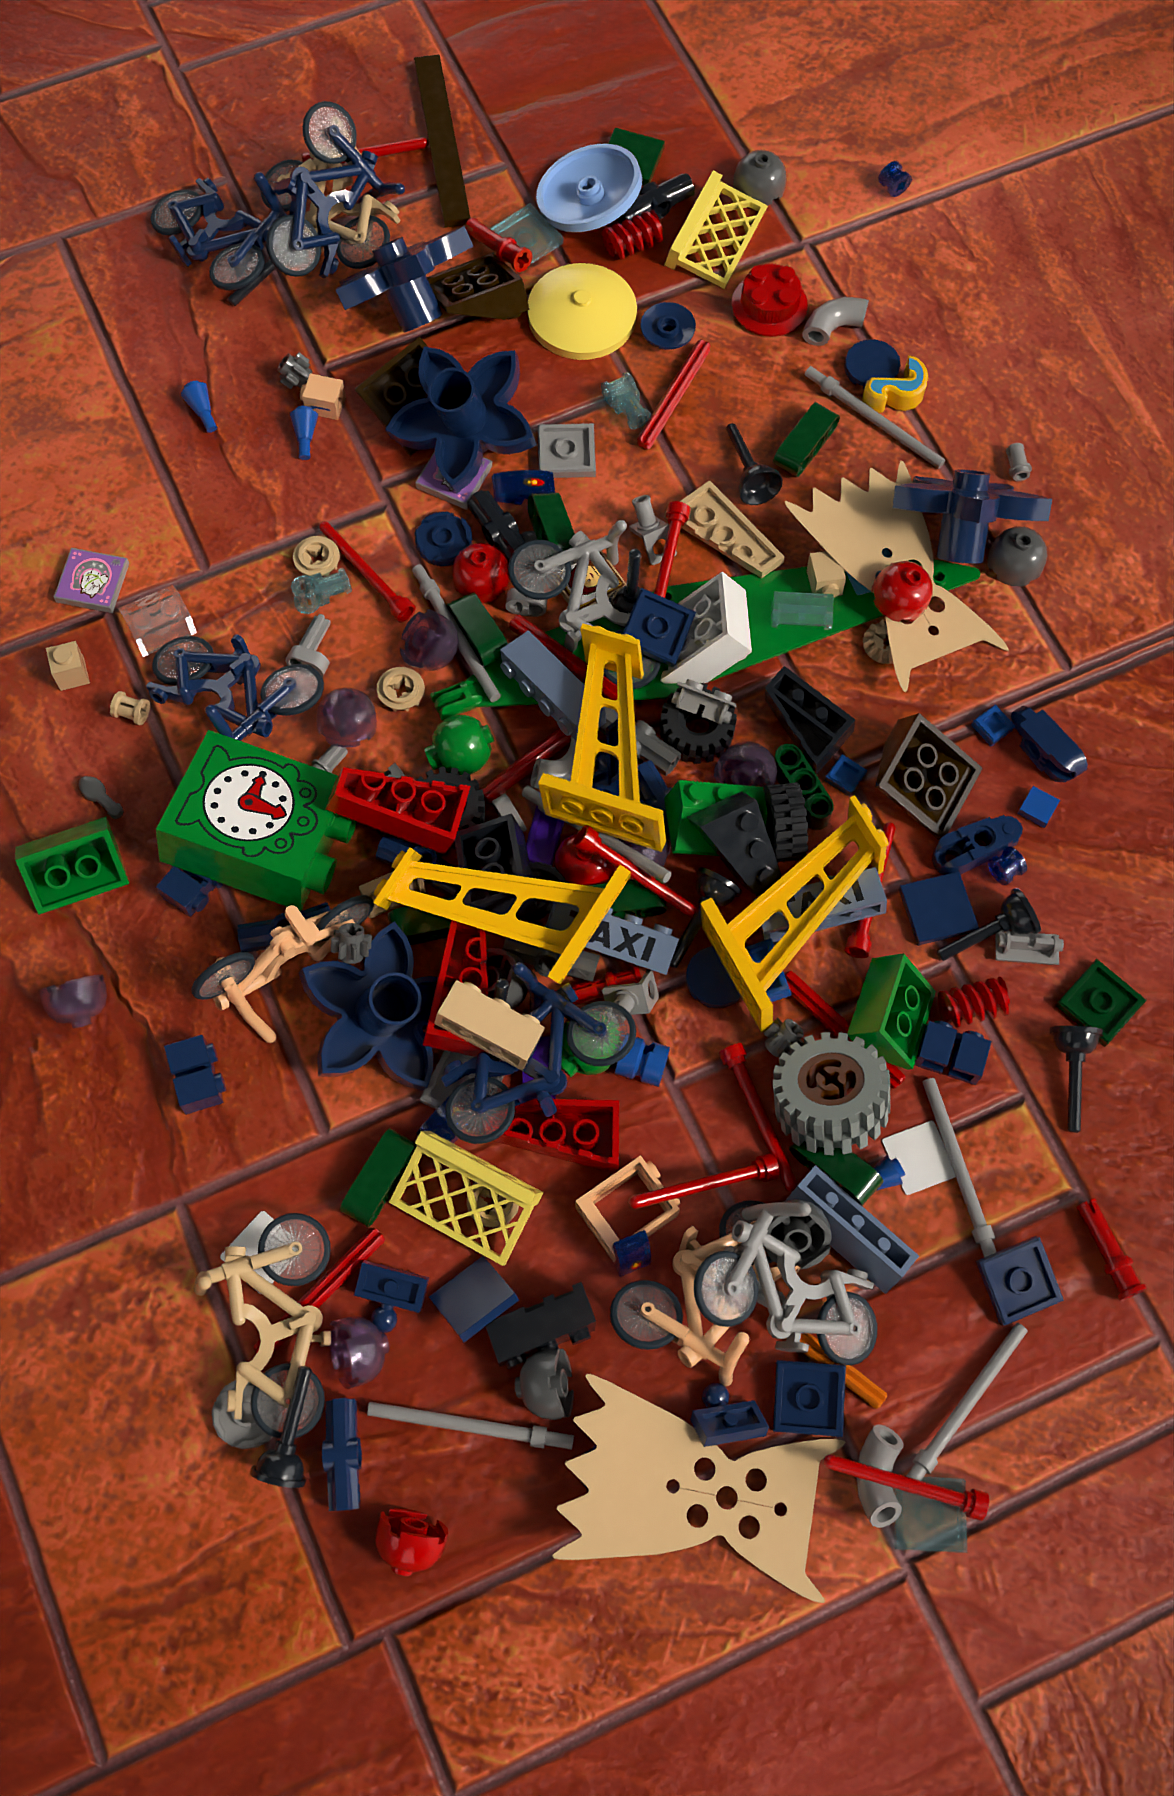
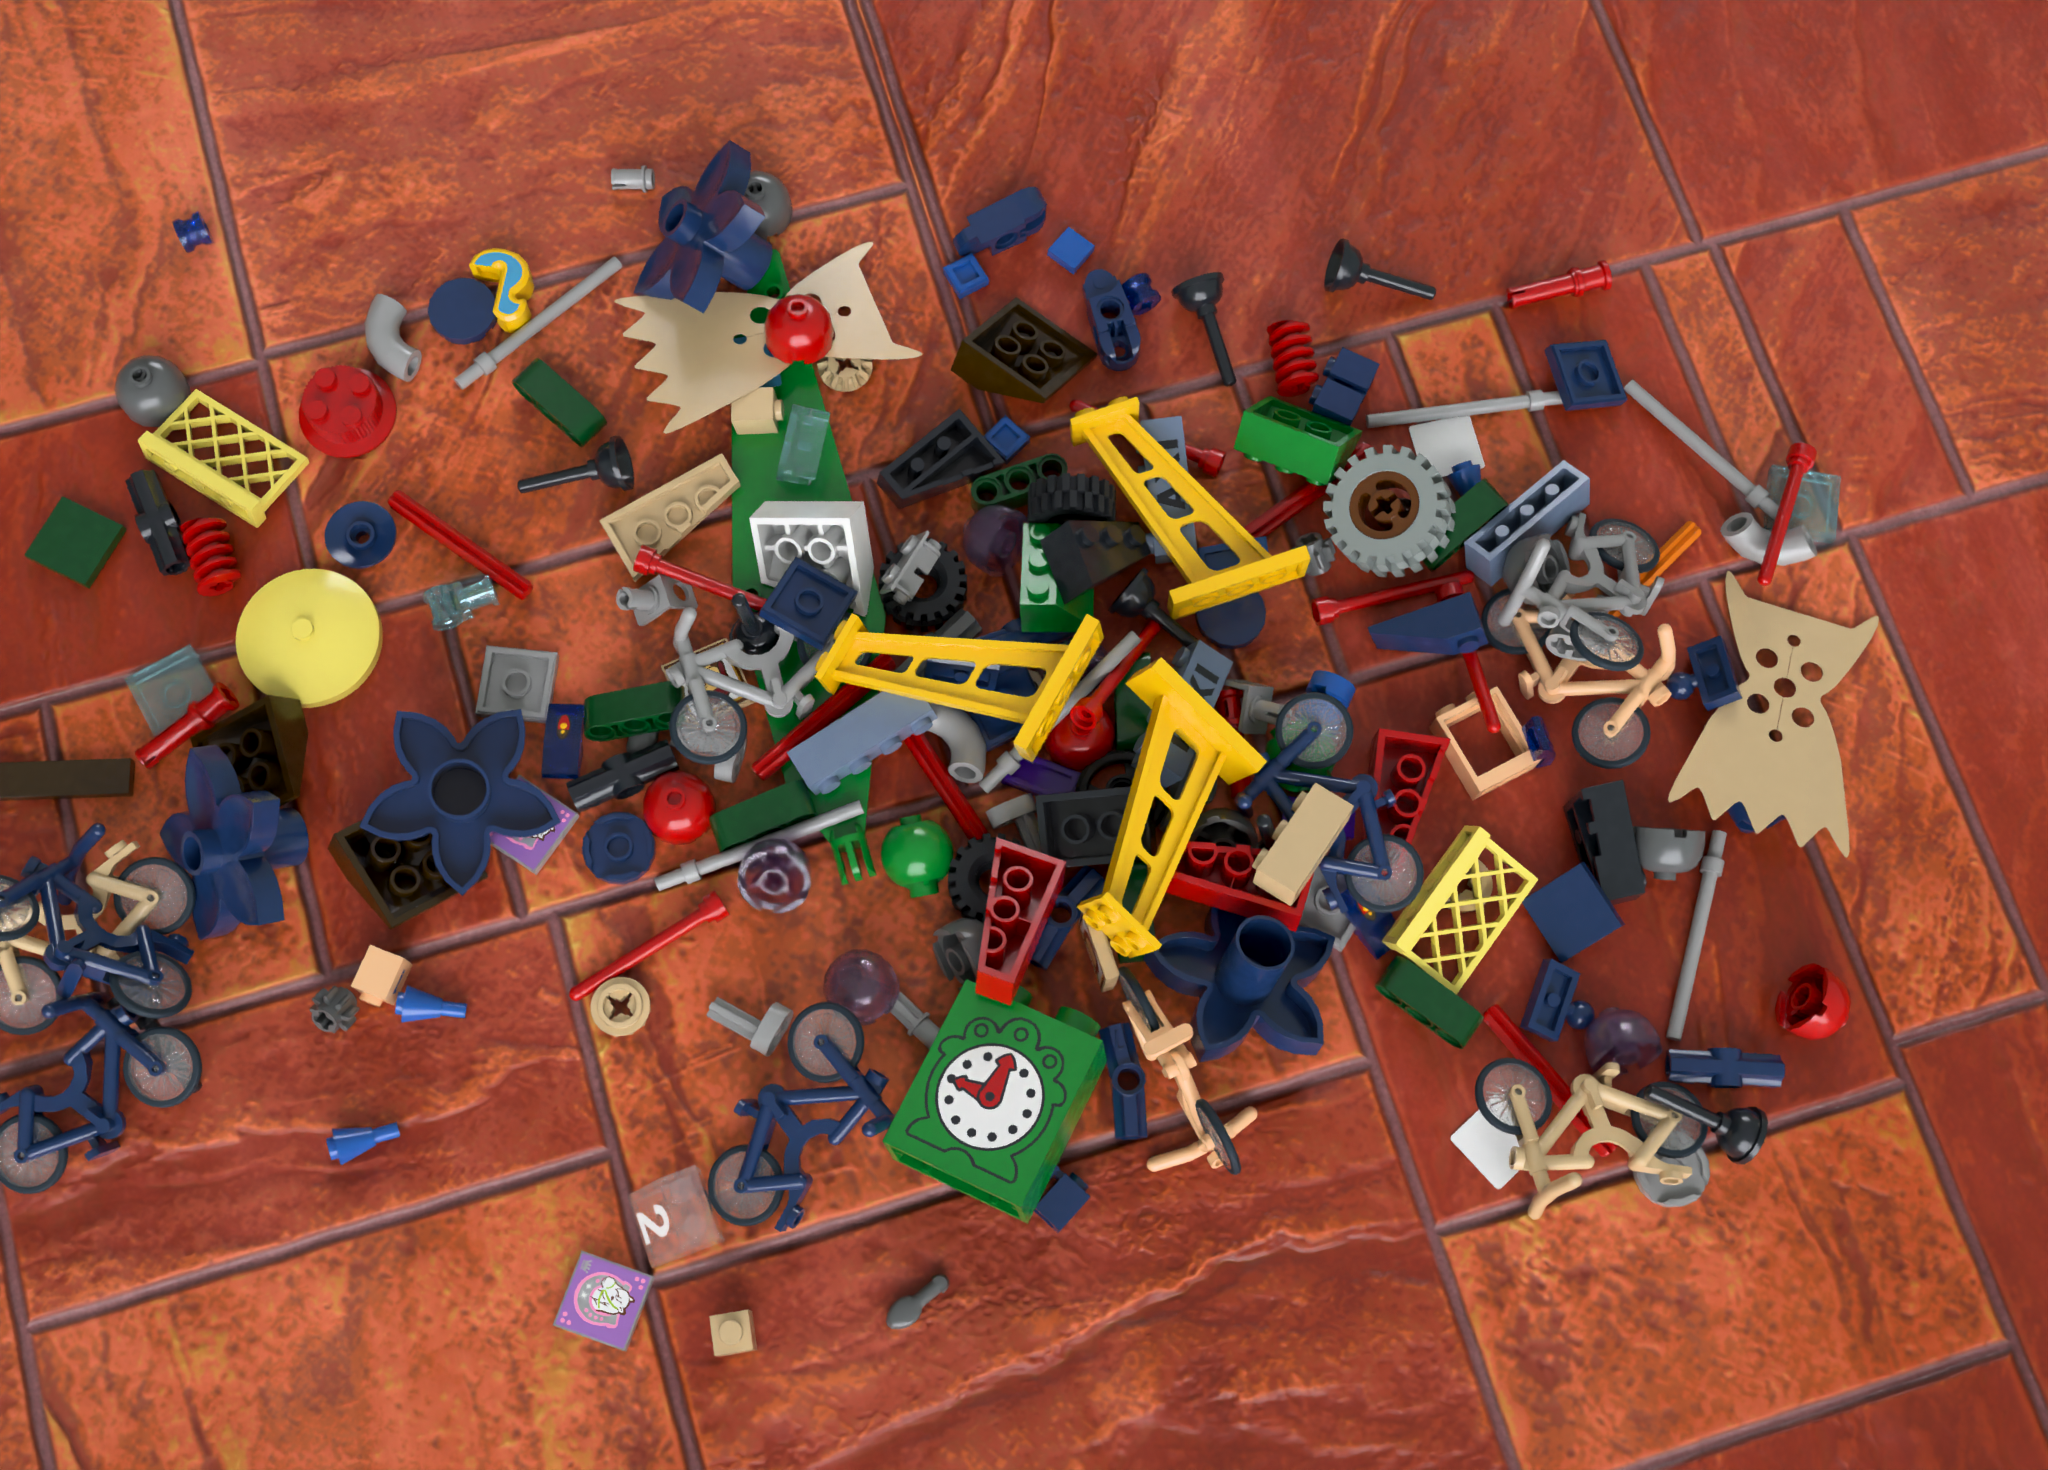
camera: 85 degrees left, 5 degrees up
(71, 865) = (1009, 1338): green slope -> none
(75, 1000) = (1191, 1337): clear purple cylinder -> none
(129, 708) = (802, 1244): tan bush -> none
(195, 1074) = (1310, 1198): dark blue piece -> none
(318, 590) = (672, 1003): clear light blue connector -> none
(351, 943) = (1179, 993): dark grey gear -> none
(393, 680) = (817, 905): tan gear -> none
(589, 187) = (125, 598): light blue dish -> none
(728, 1156) = (1439, 629): none -> dark blue slope
(809, 1398) = (1690, 594): dark blue tile -> none
(938, 908) = (1177, 374): dark blue tile -> none
(1028, 947) = (1236, 291): light grey hinge -> none
(1101, 1001) = (1297, 238): dark green tile -> none

